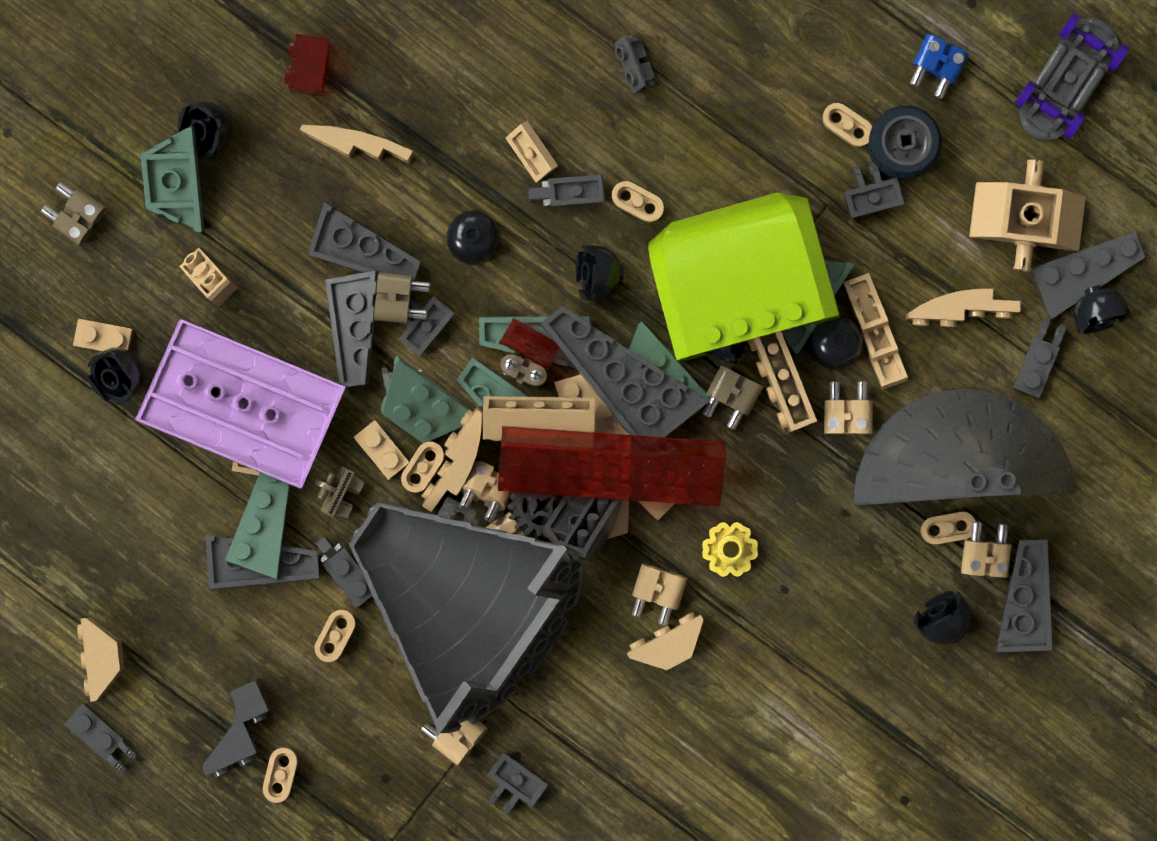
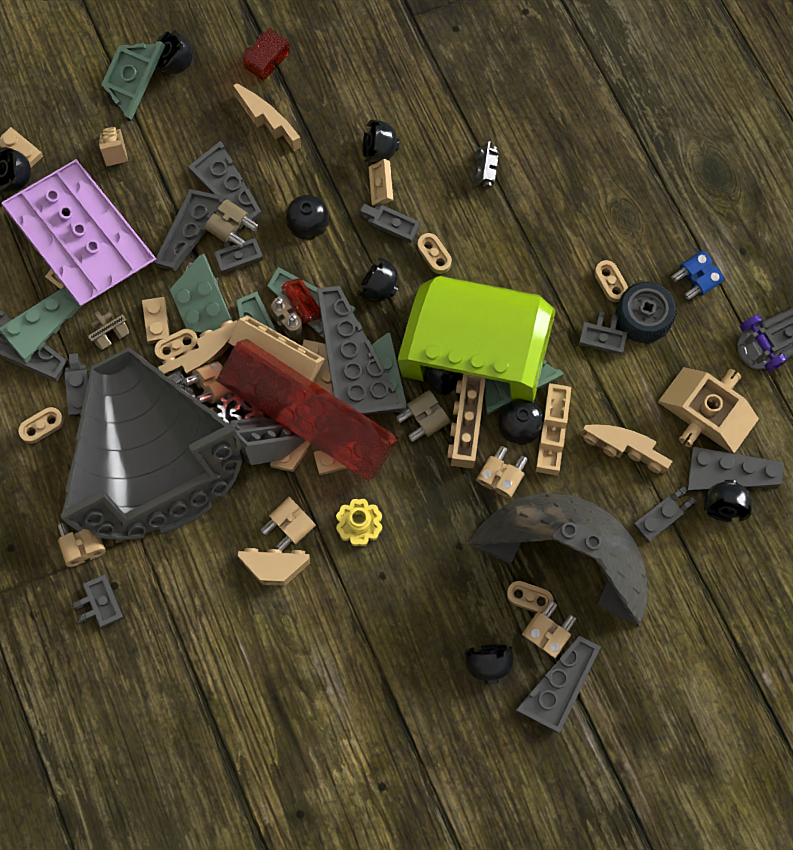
camera: 20 degrees right, 15 degrees down
(78, 216) = (54, 66): dark tan piece -> none
(502, 105) = (379, 142): none -> black cylinder

